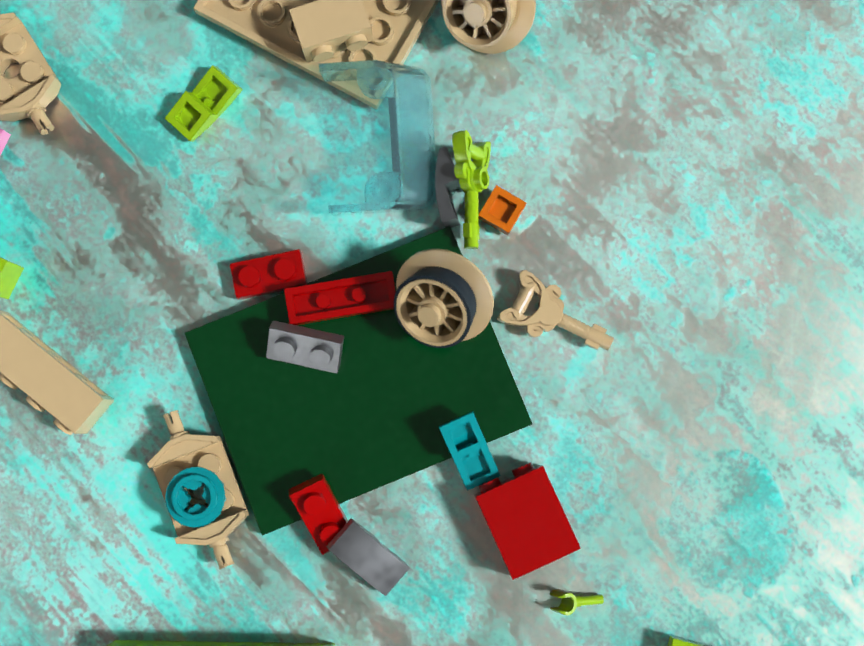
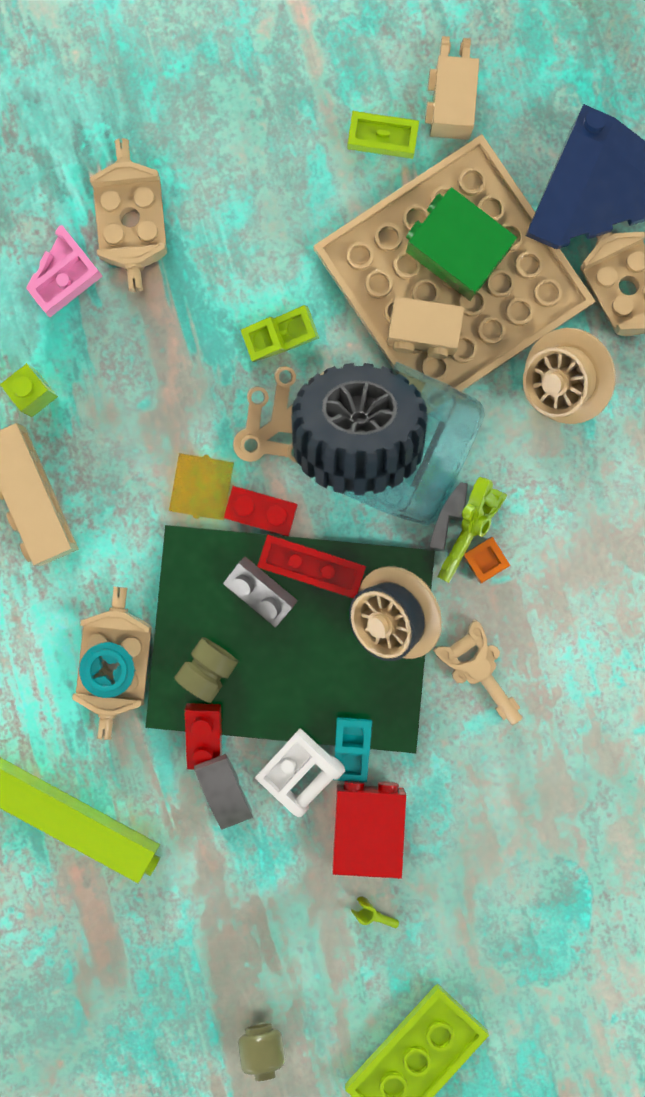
camera: 30 degrees right, 5 degrees up
(201, 281) = (201, 486): none -> clear yellow piece
(246, 177) = (280, 422): none -> tan plant
(290, 446) = (204, 673): none -> olive wheel
(317, 144) = (358, 428): none -> black wheel
(419, 497) = (291, 765): none -> white plate

